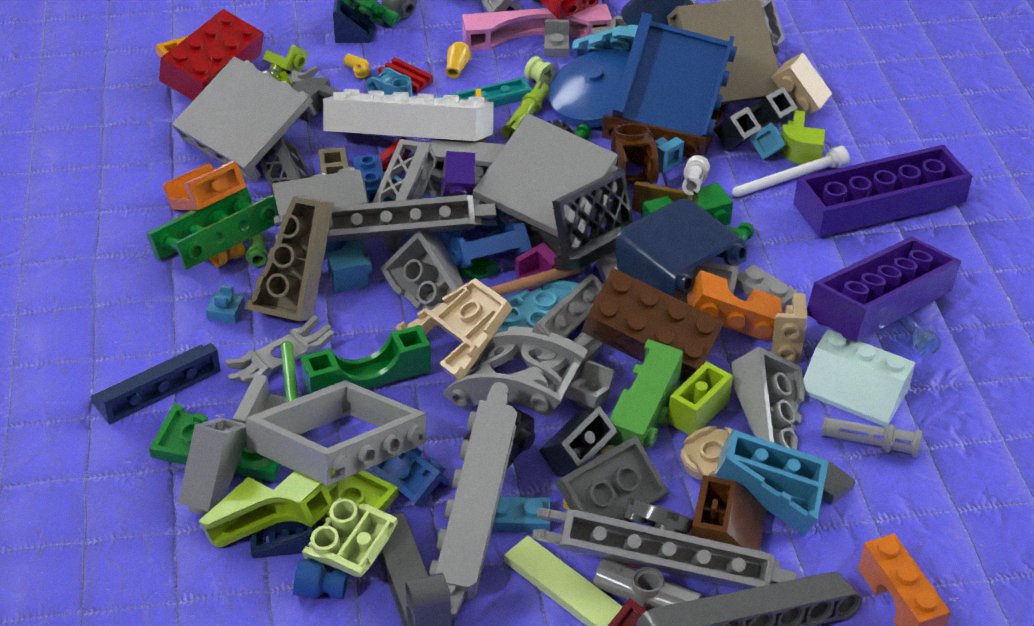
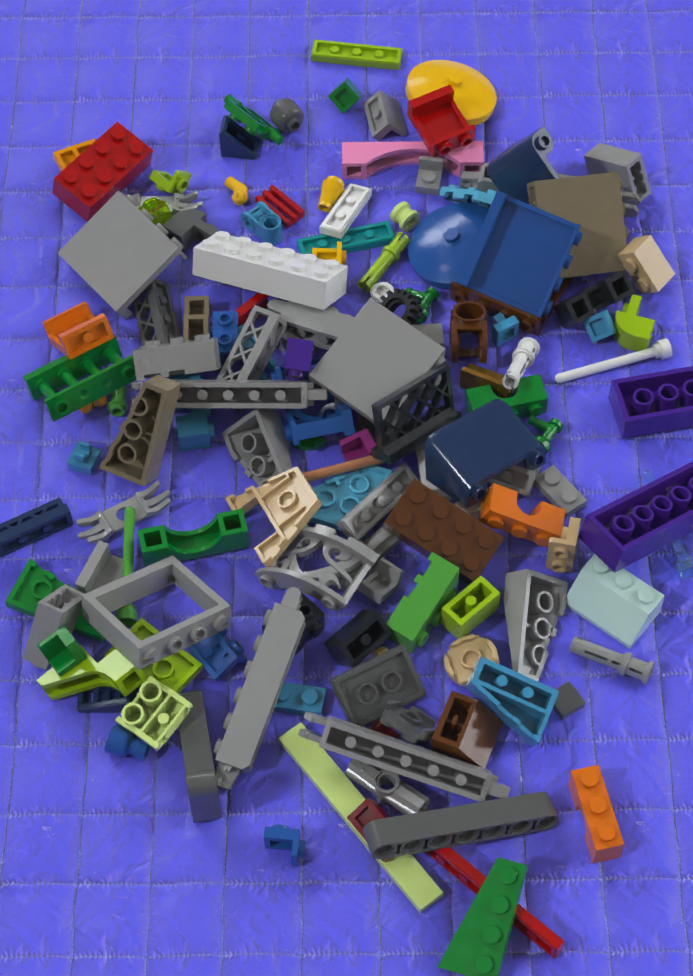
camera: 10 degrees right, 15 degrees up
(228, 480) = (62, 650): none -> green panel
(476, 71) = (345, 210): none -> white tile

